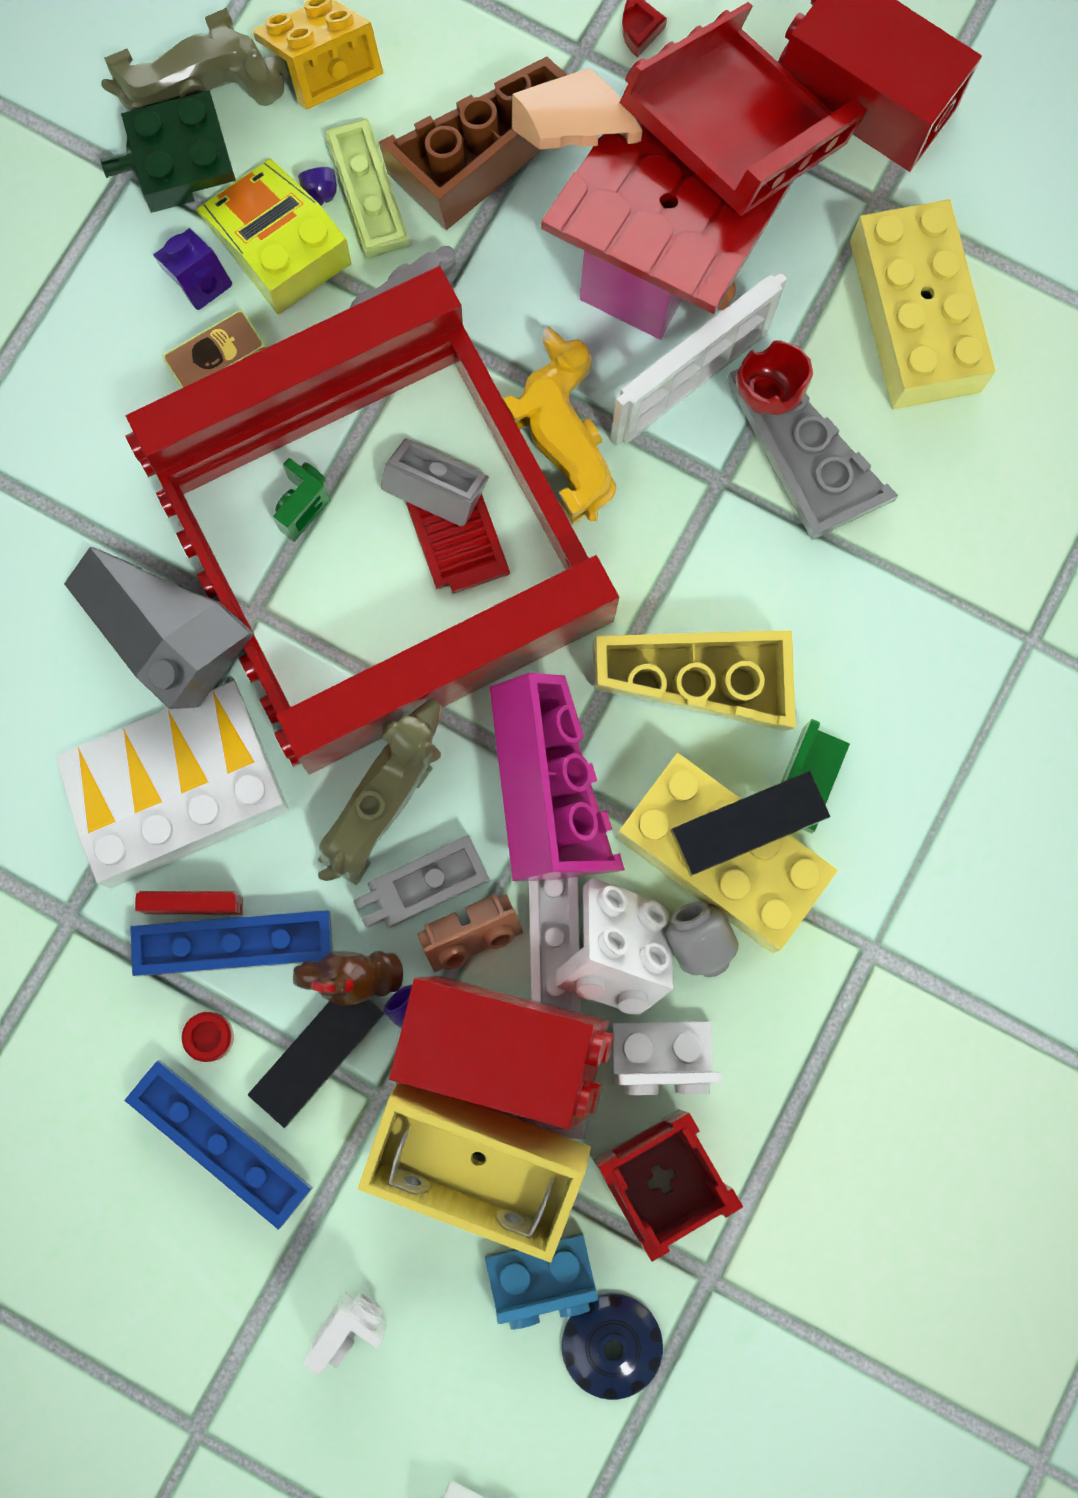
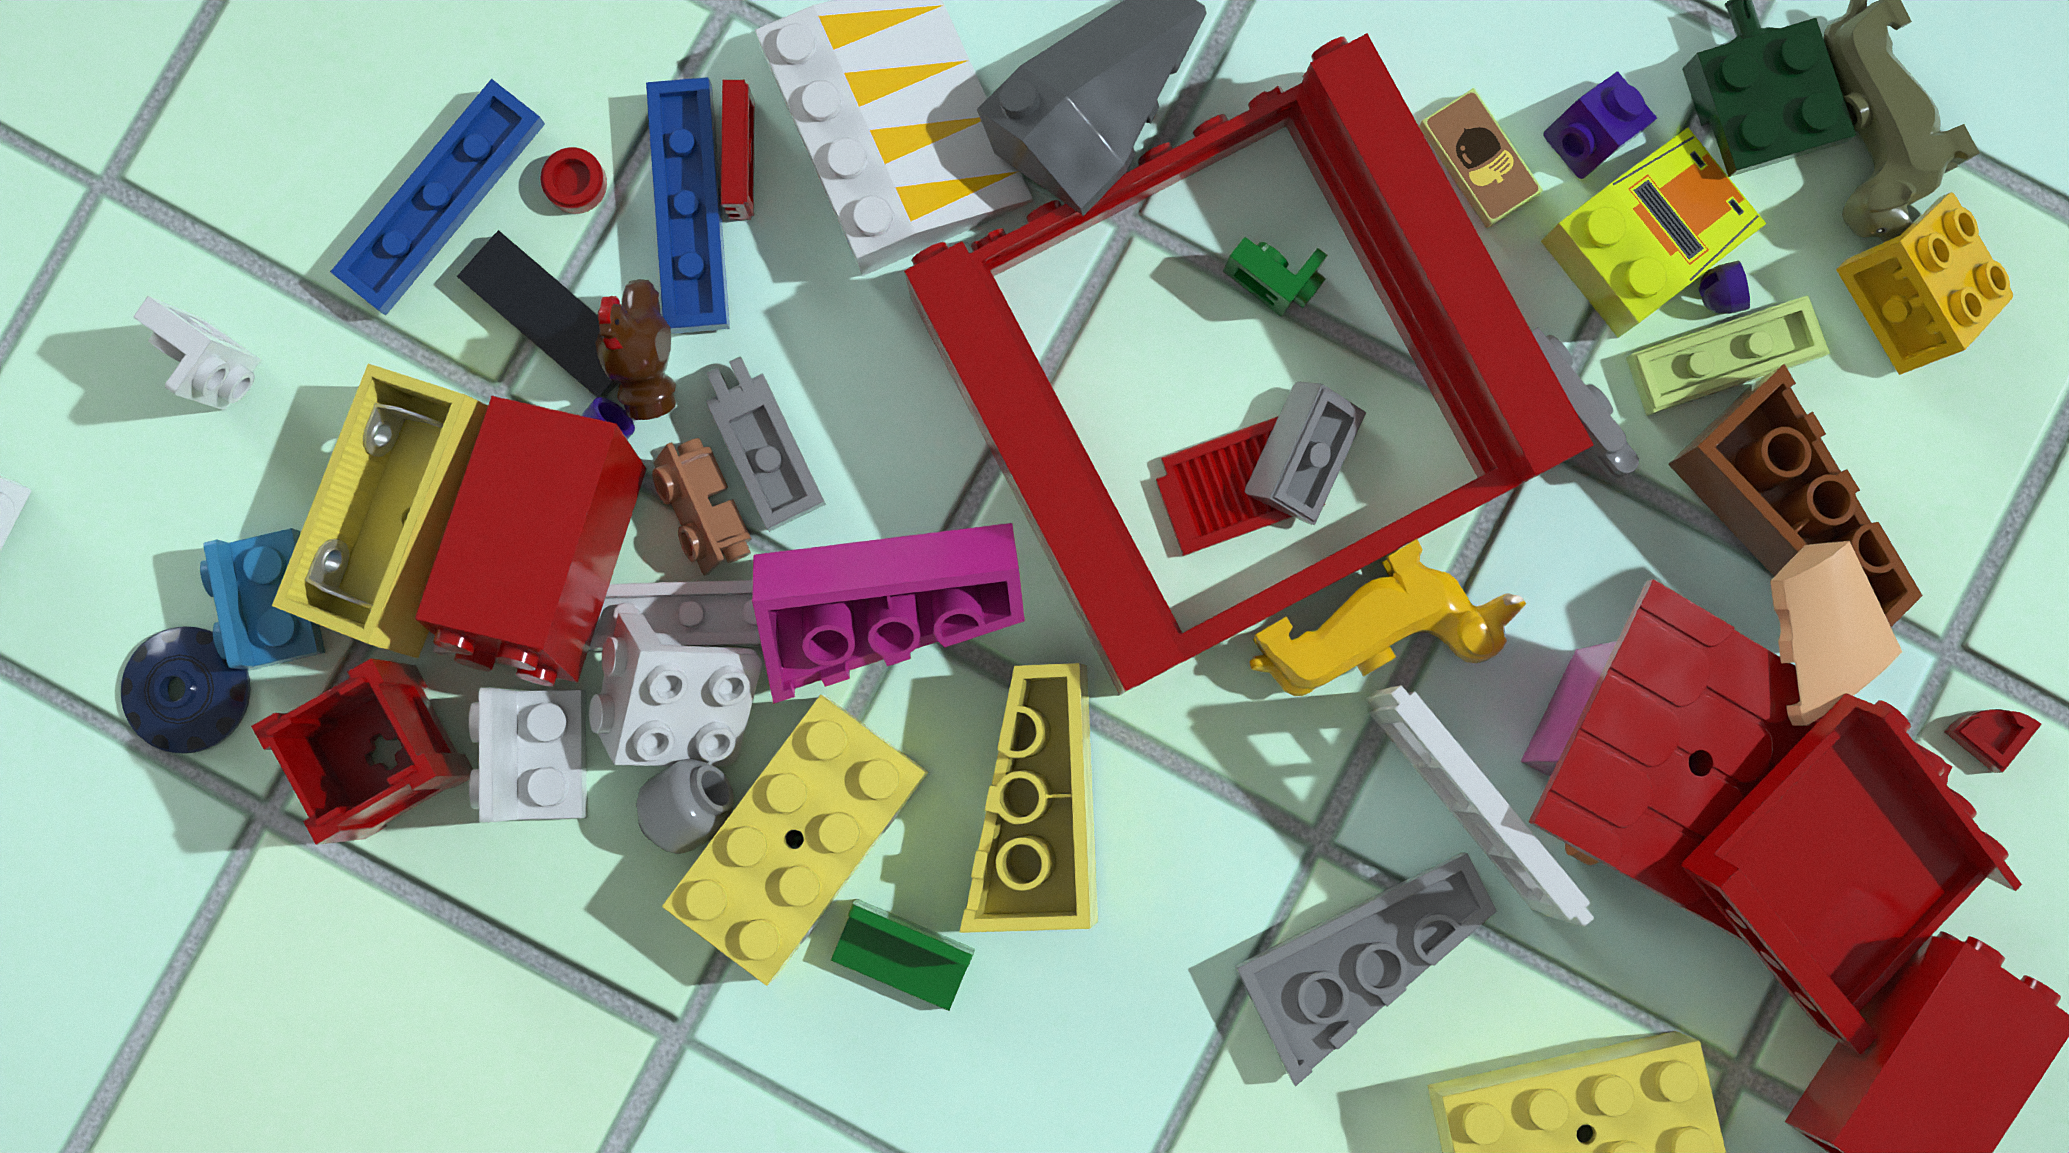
camera: 90 degrees right, 5 degrees up
(381, 793) = (874, 386): olive animal -> none
(750, 823) = (822, 866): black tile -> none
(774, 378) = (1452, 912): red hair -> none

